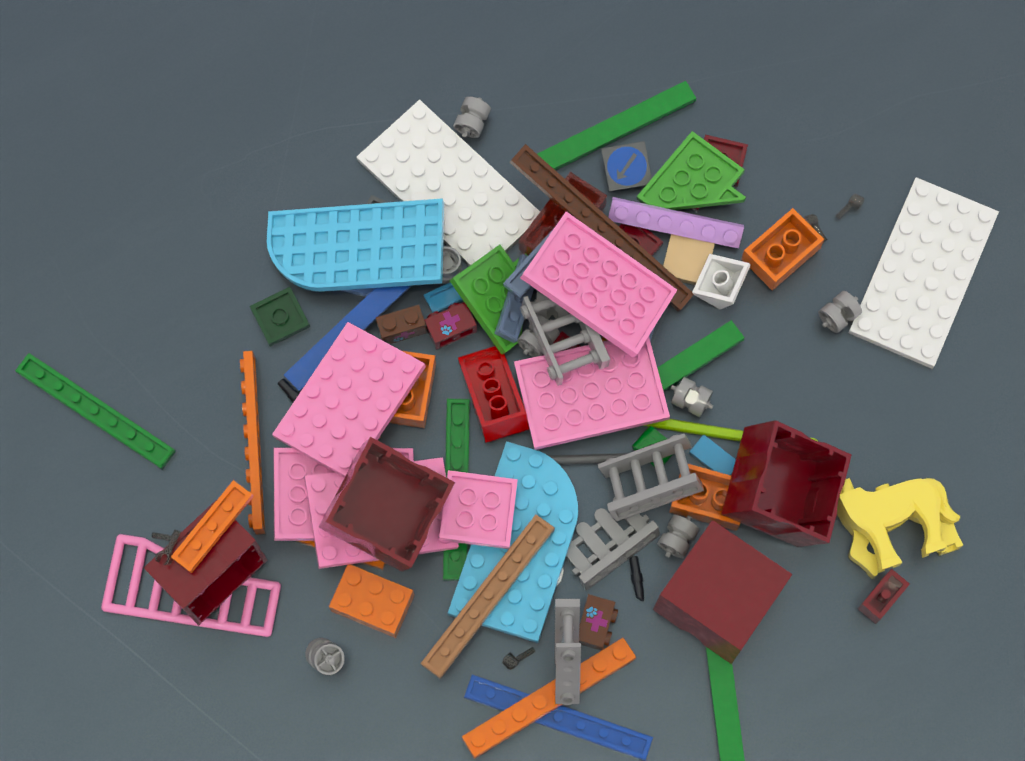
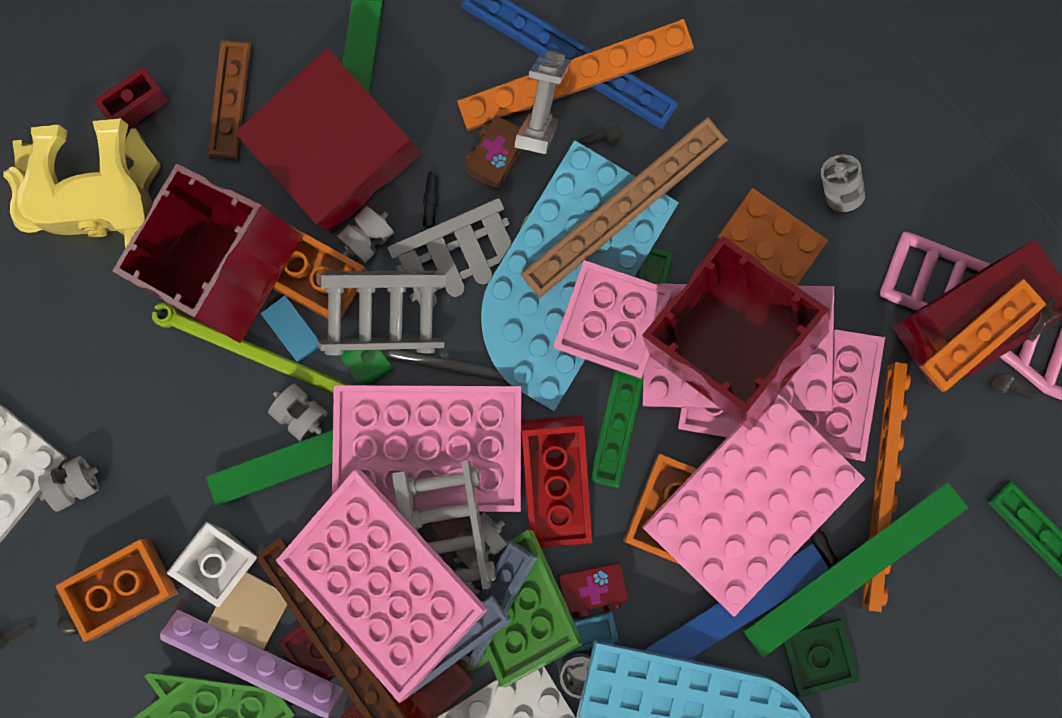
camera: 170 degrees left, 10 degrees up
(265, 376) = (856, 569): none -> green tile
(401, 325) = (659, 603): reddish brown brick -> none
(811, 620) = (229, 100): none -> dark orange tile

